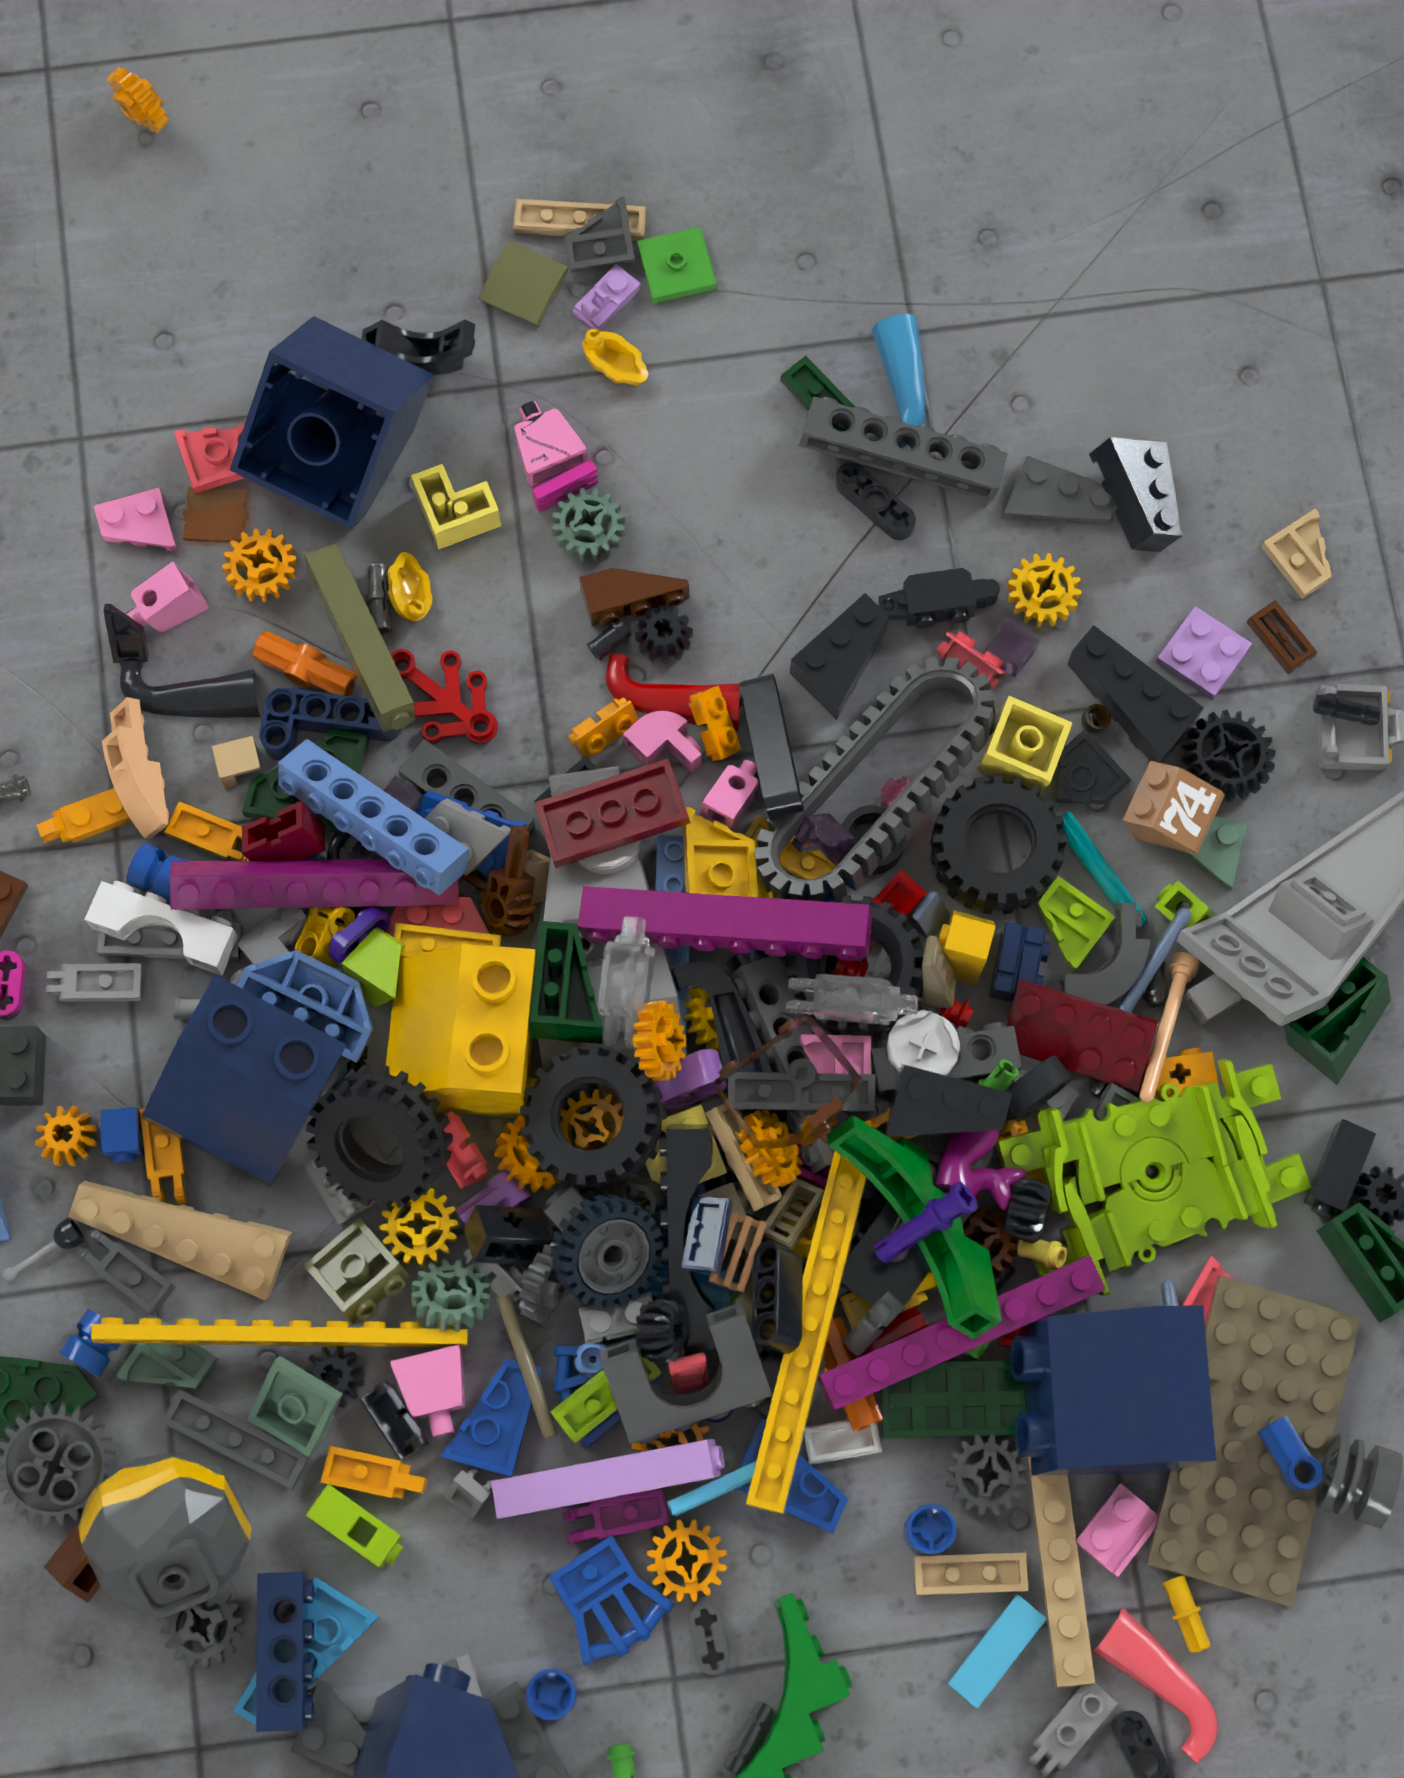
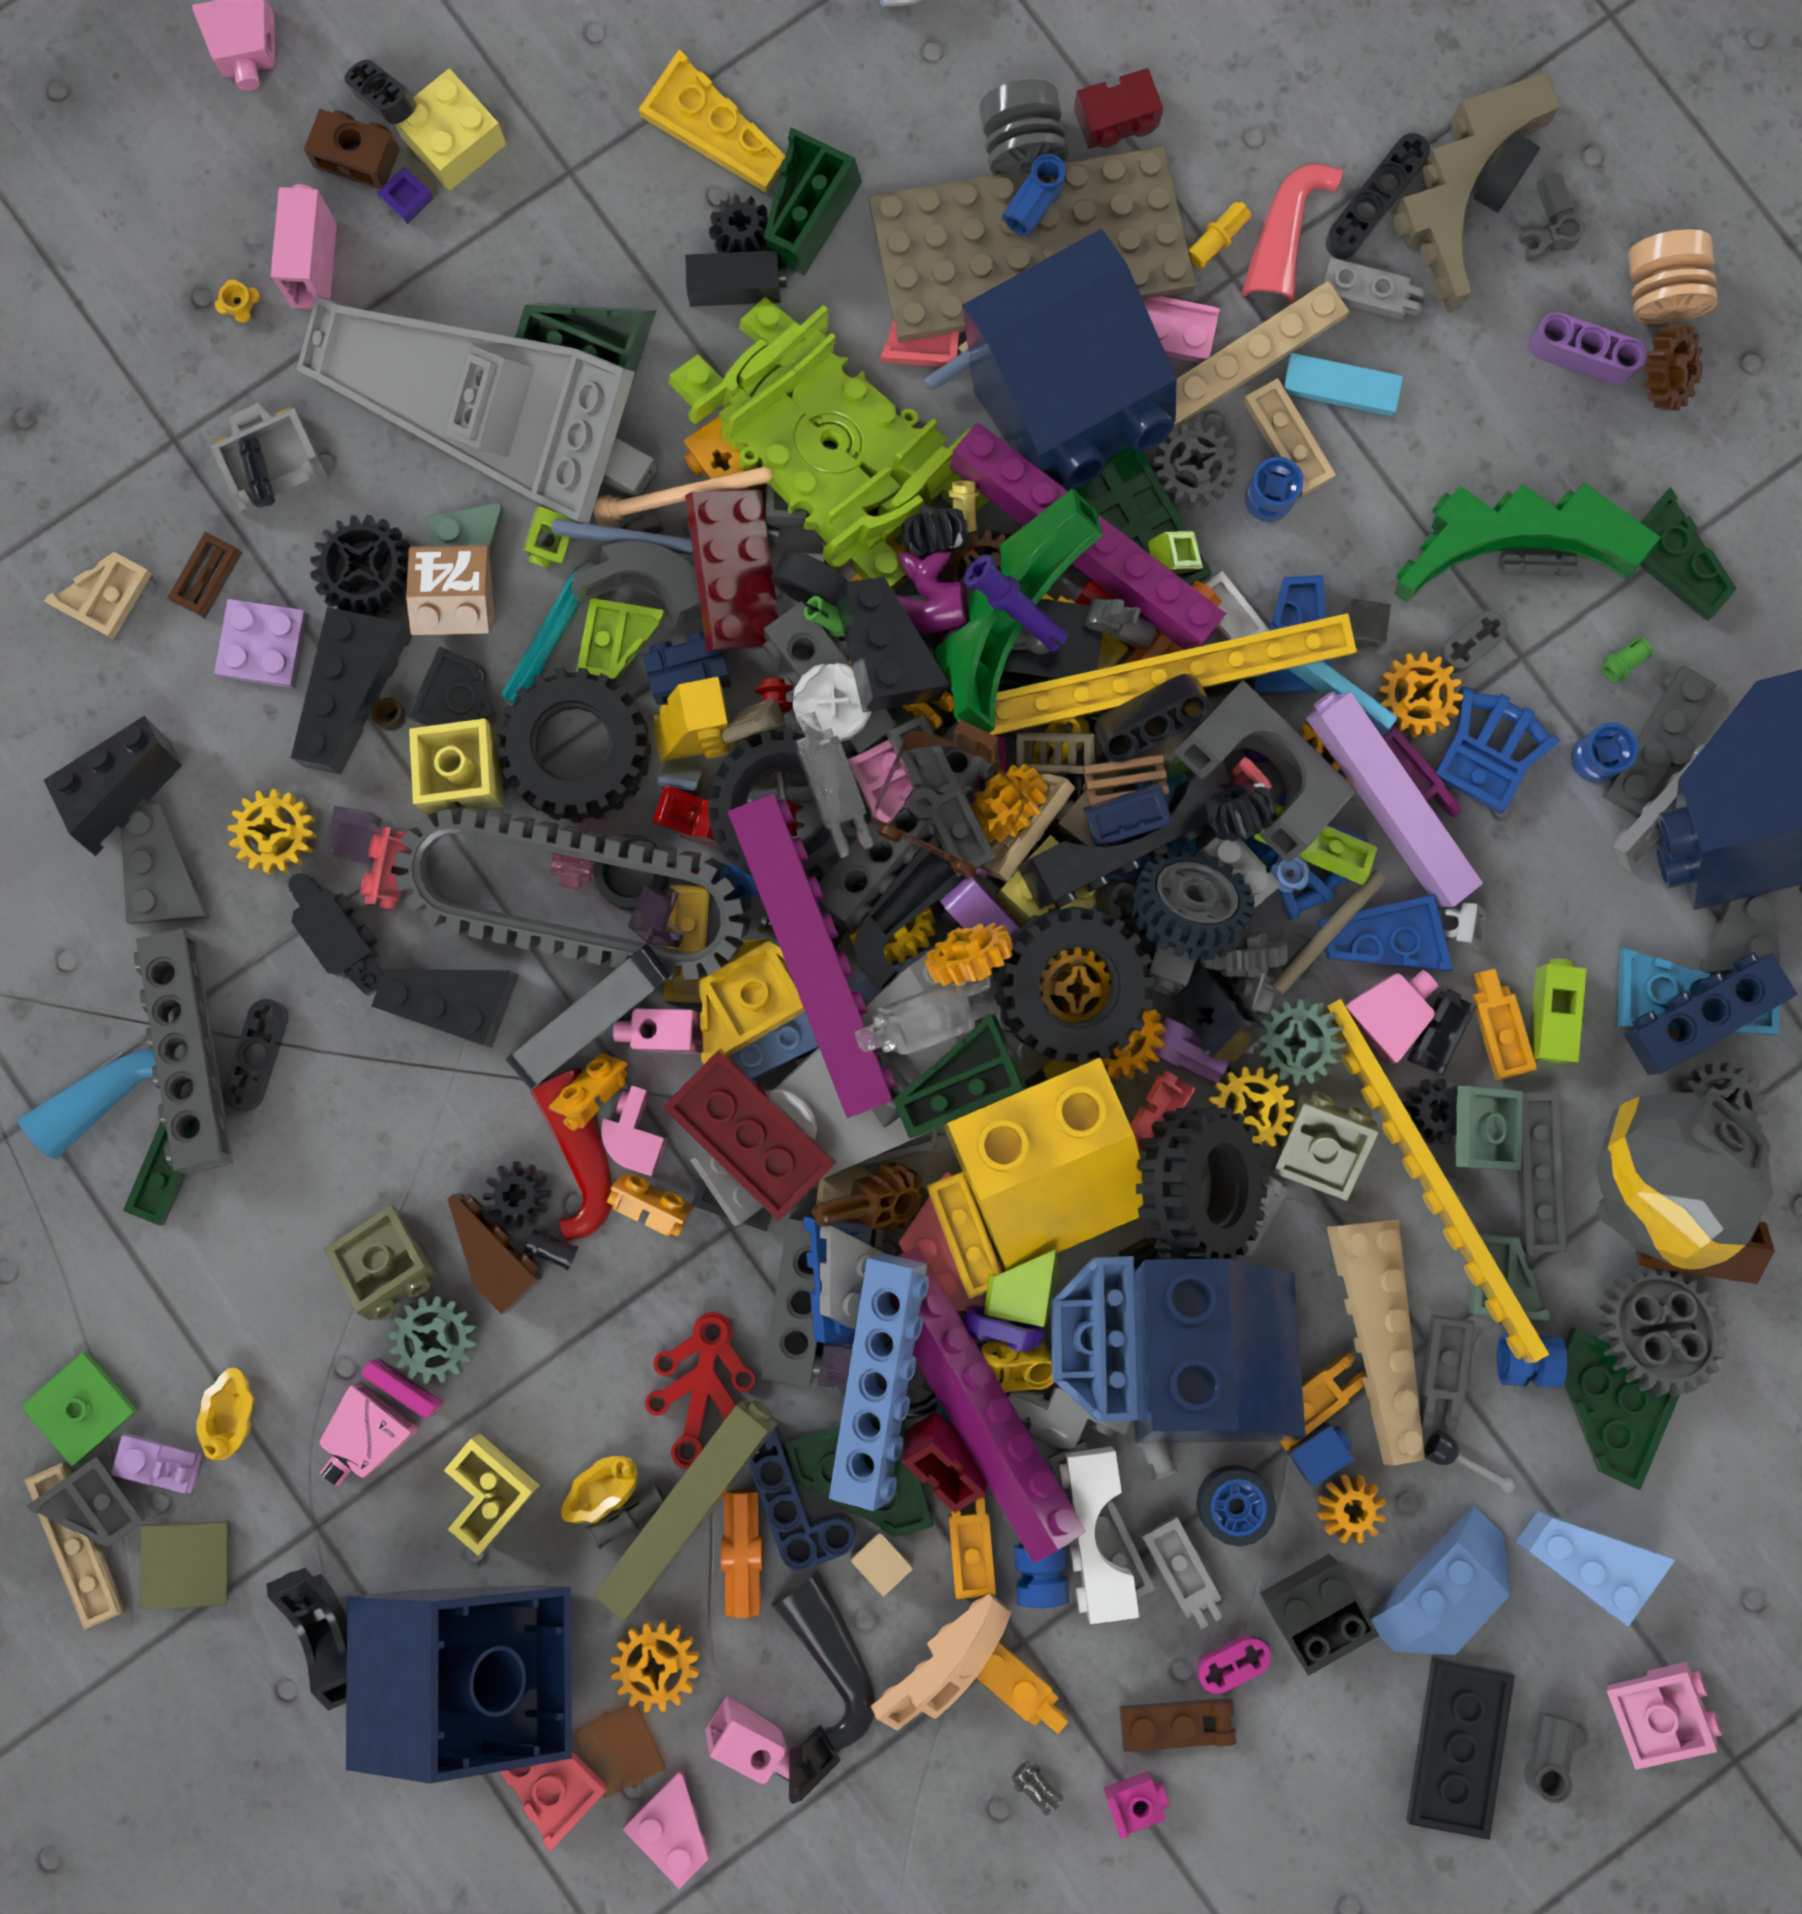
camera: 120 degrees left, 10 degrees up
(105, 1041) = (1256, 1499): none -> wheel
(665, 513) = (380, 1264): none -> olive plate
(770, 1544) = (1368, 623): none -> clear smoke brick
(914, 1413) = (1176, 551): none -> lime slope
(1342, 1583) = (1118, 111): none -> dark red brick

